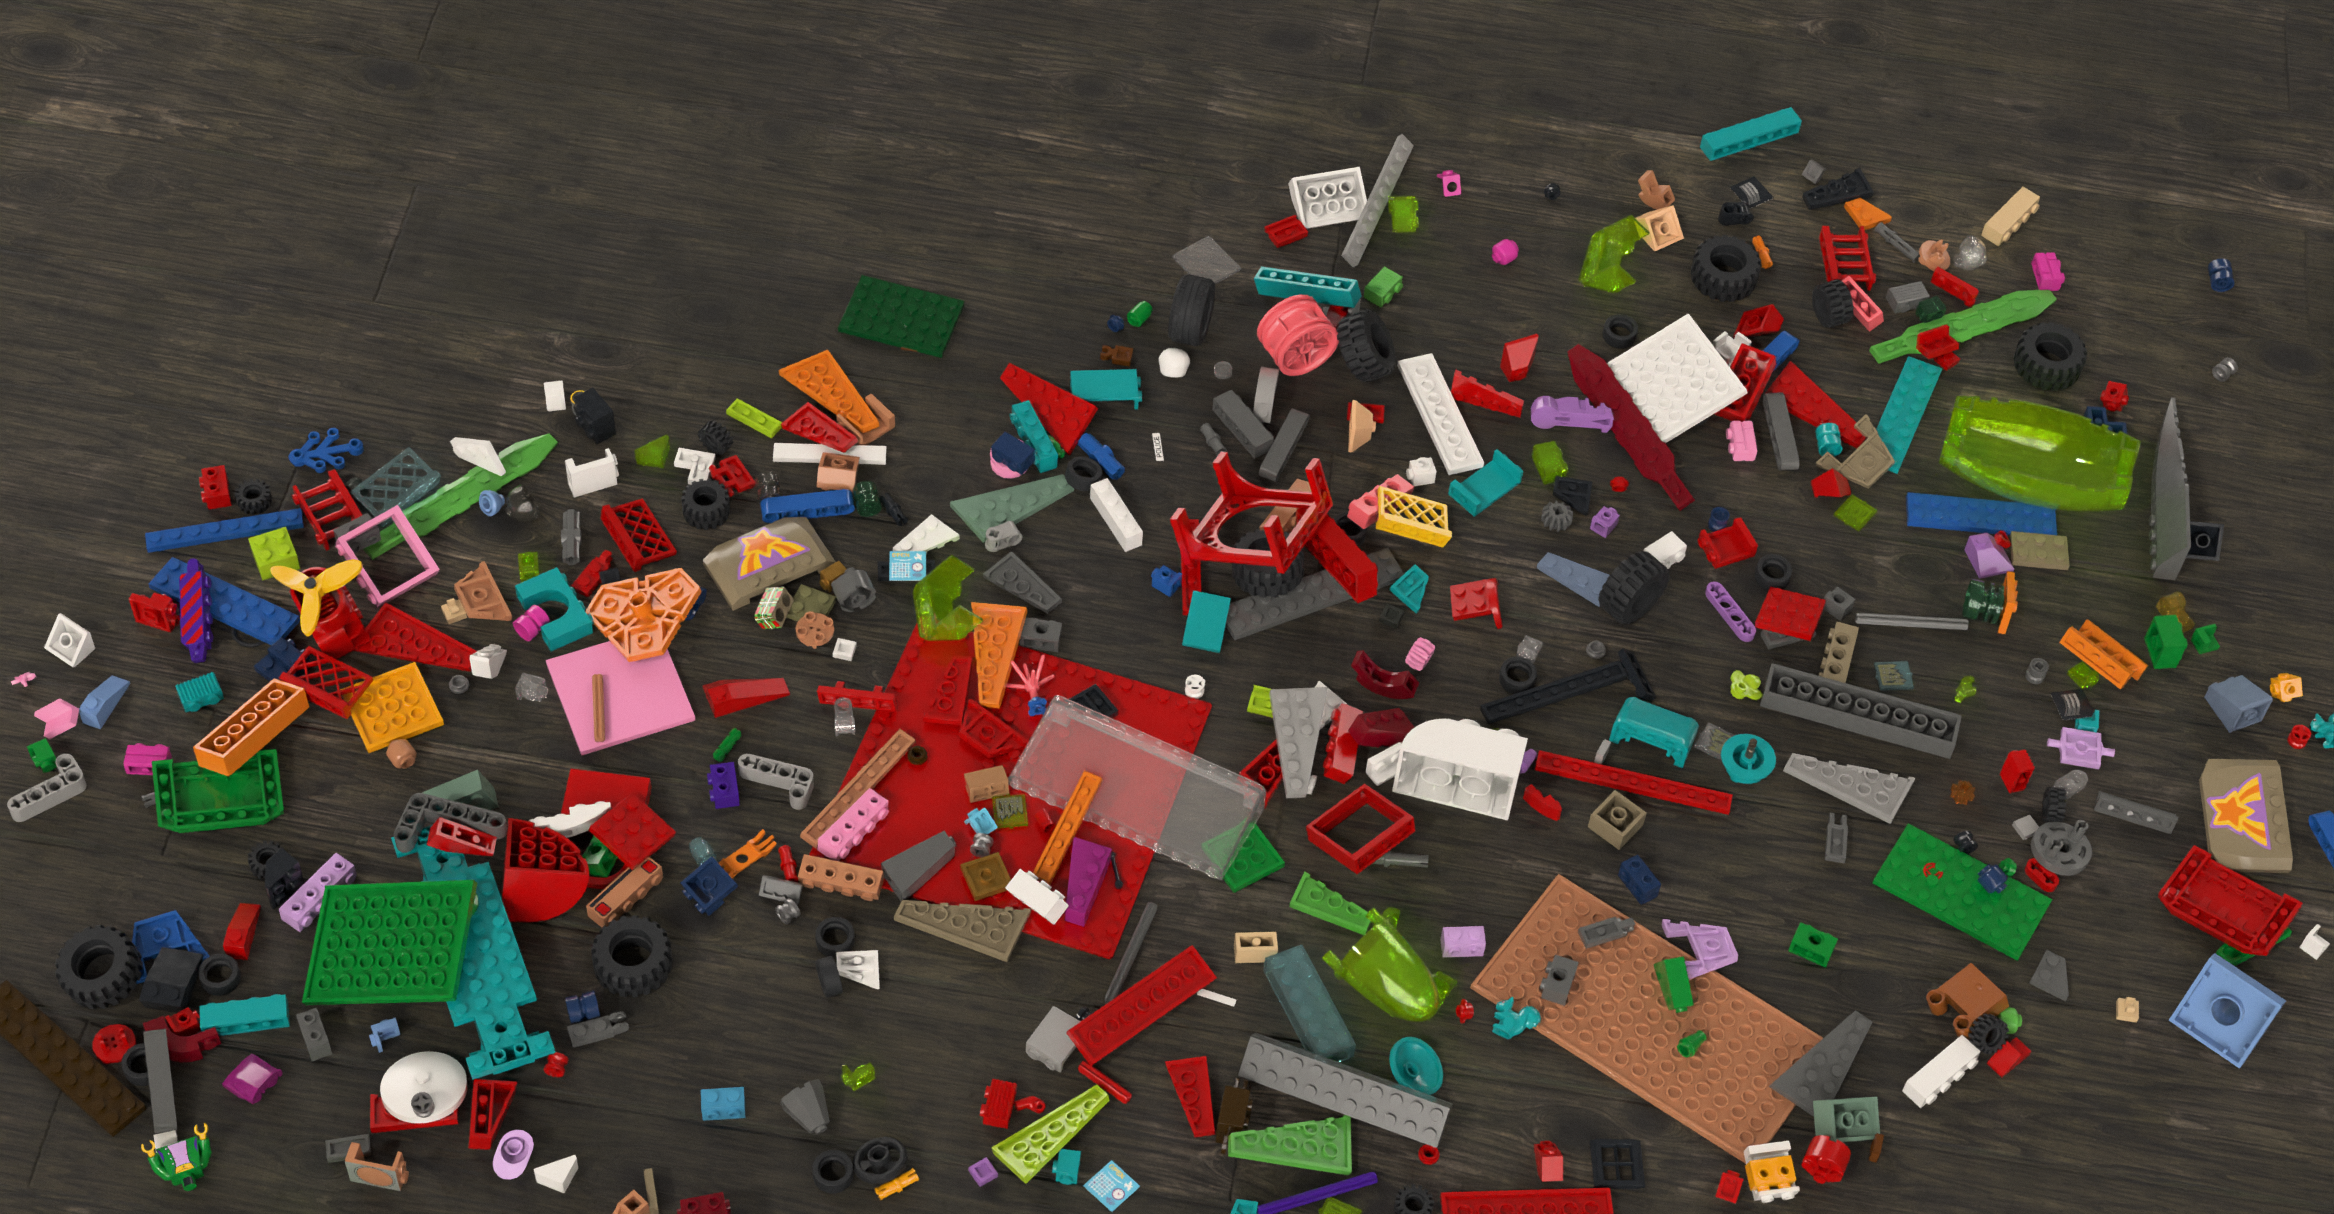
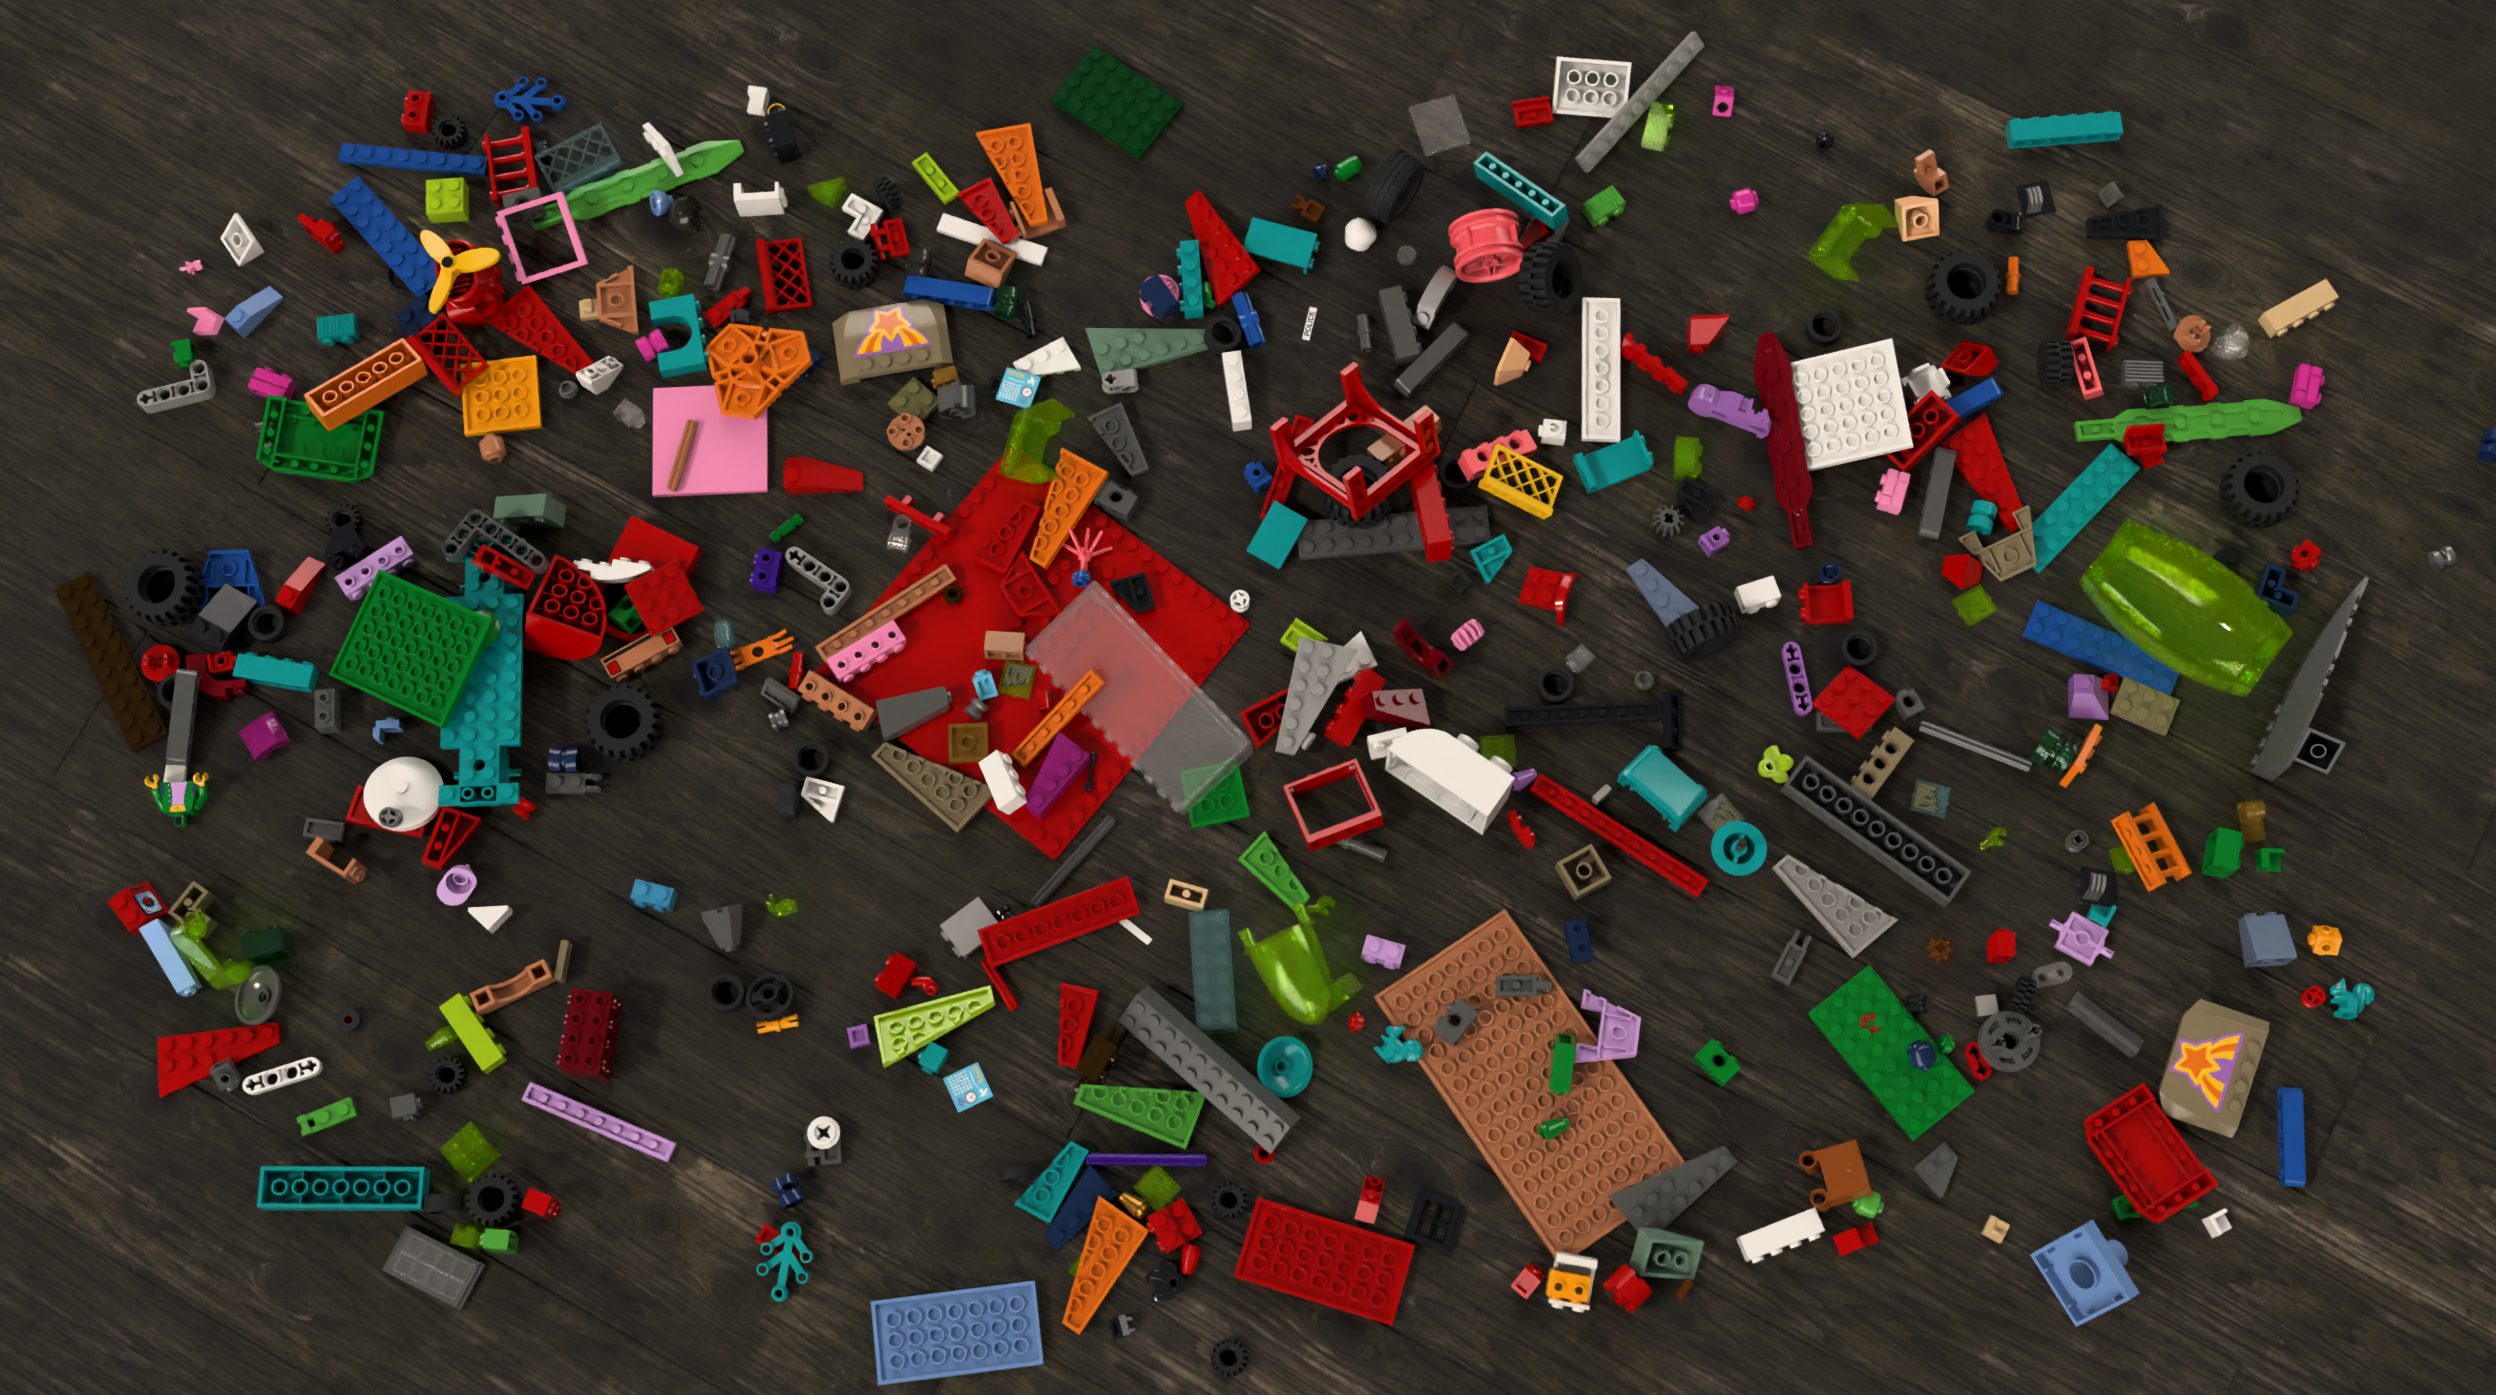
camera: 25 degrees right, 20 degrees up
(195, 611) = (357, 243): dark purple hinge -> none
(769, 617) = (876, 387): piece -> none
(1995, 1039) = (1839, 1217): black tyre -> none

